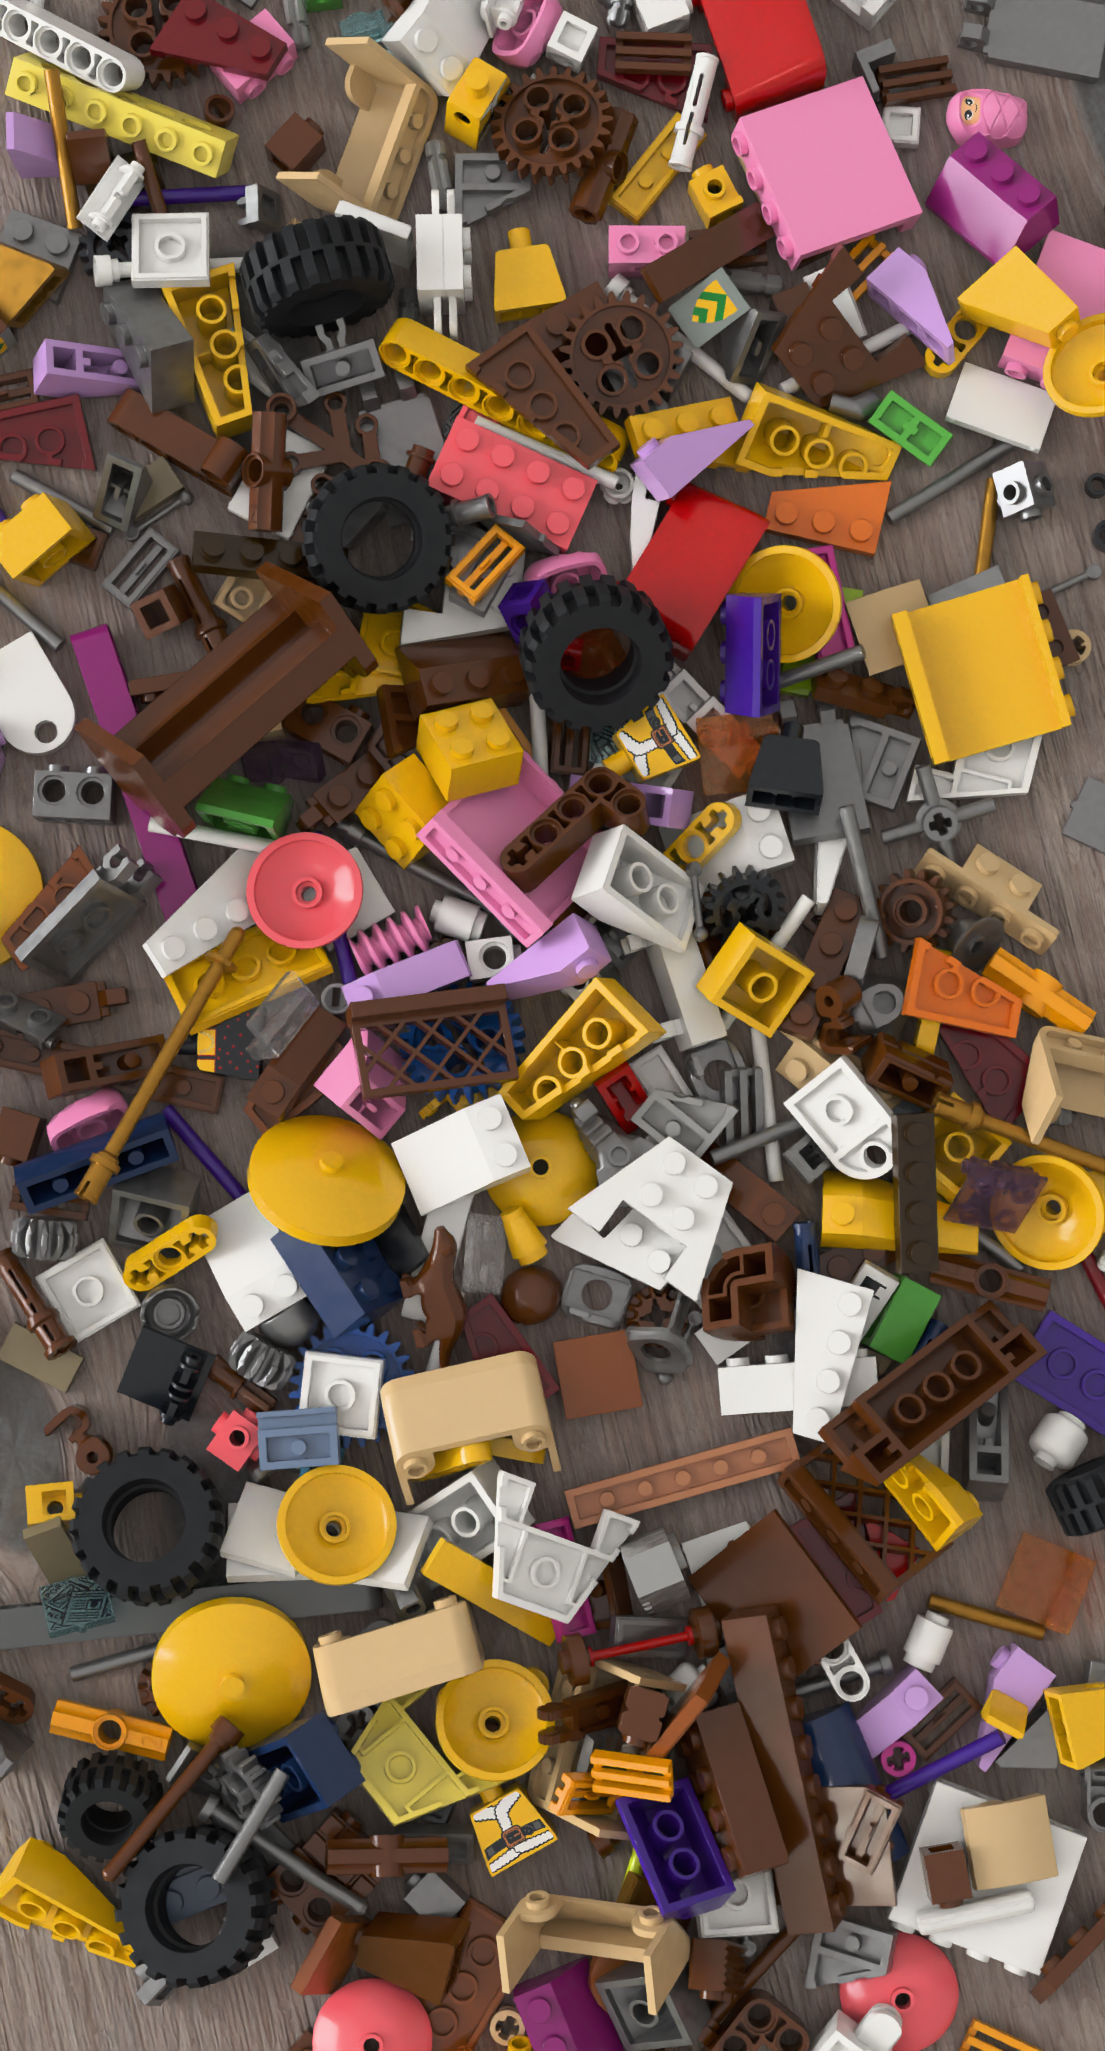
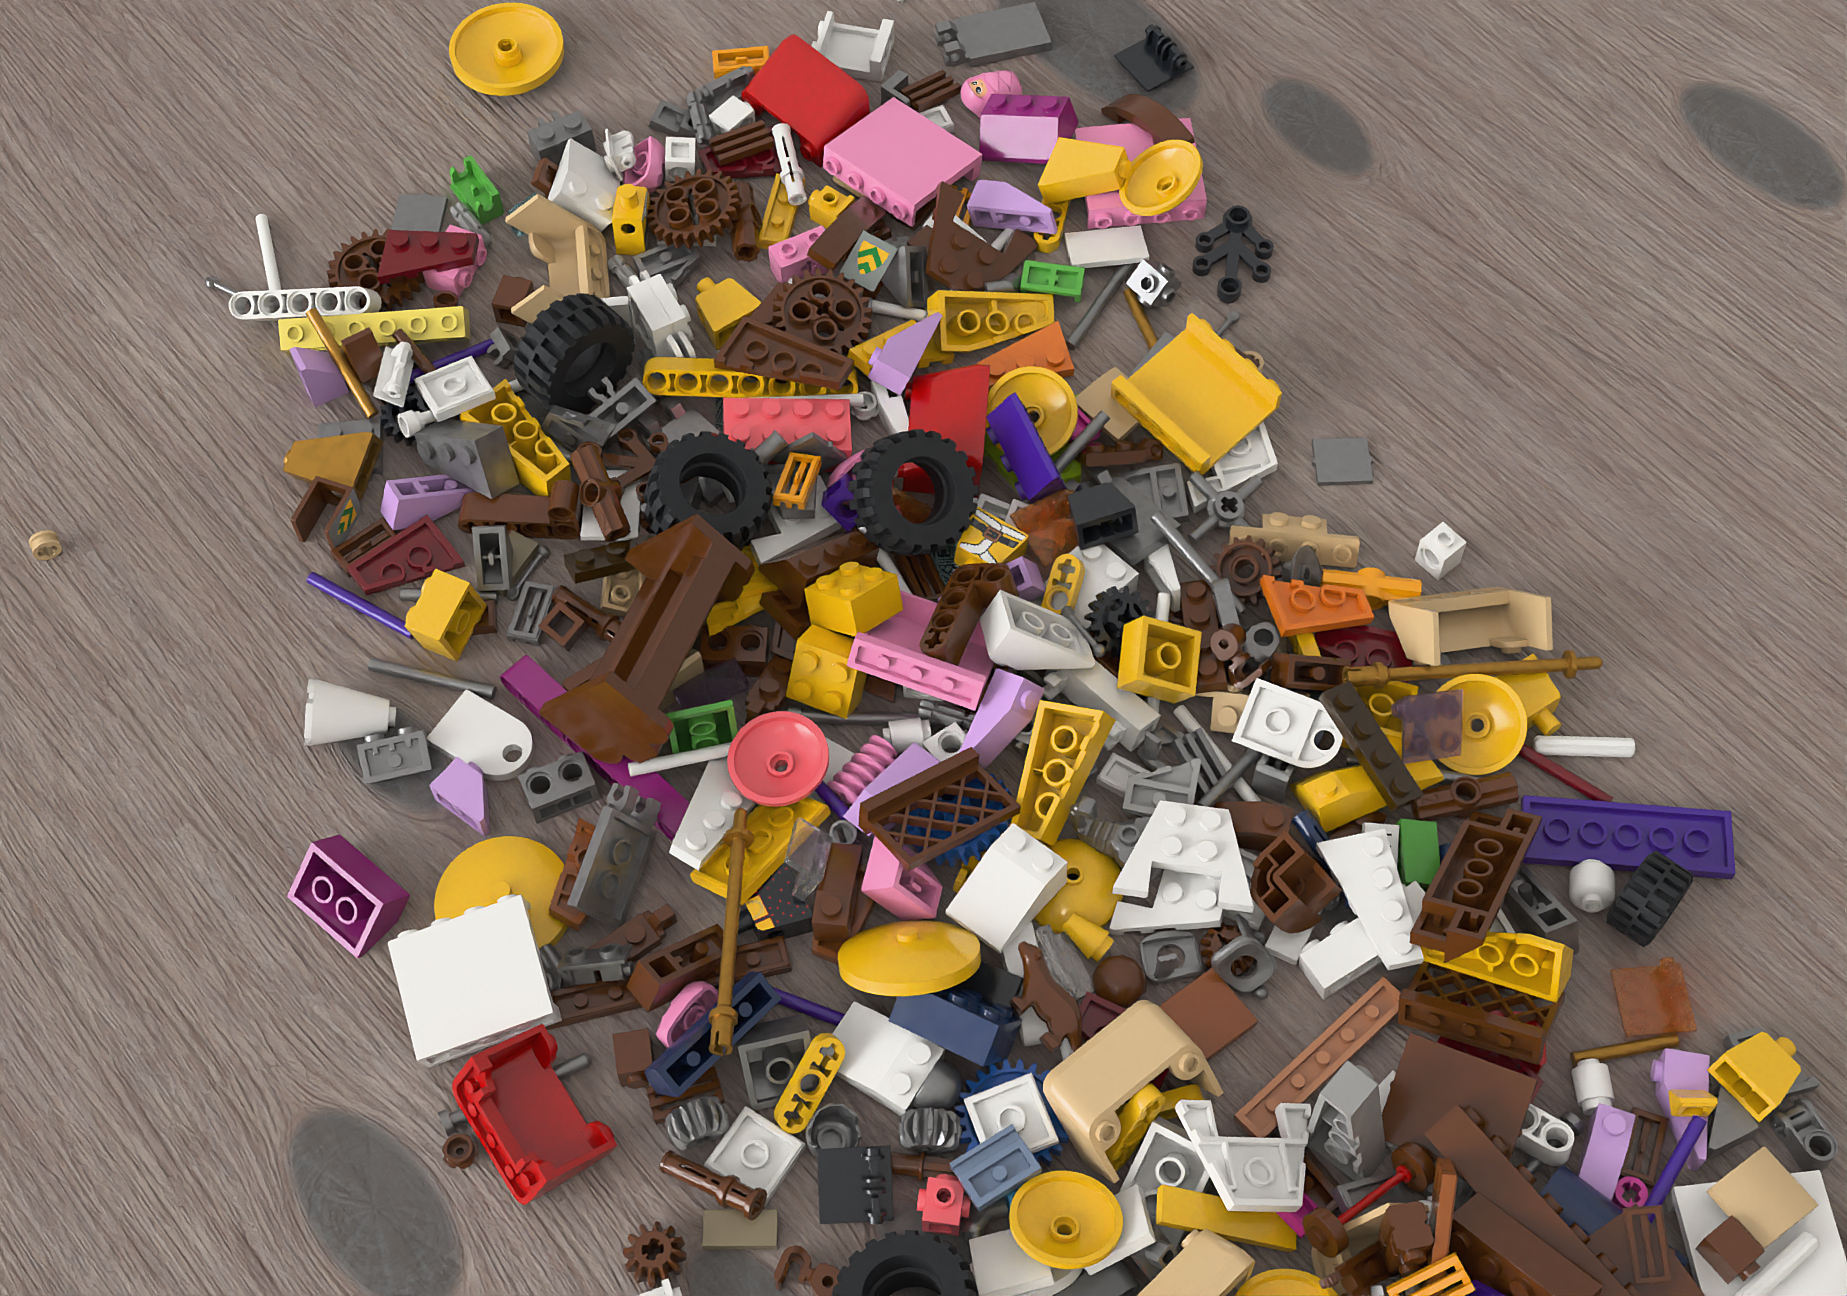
camera: 25 degrees left, 25 degrees down
(621, 1095) = (1107, 793): red slope -> none

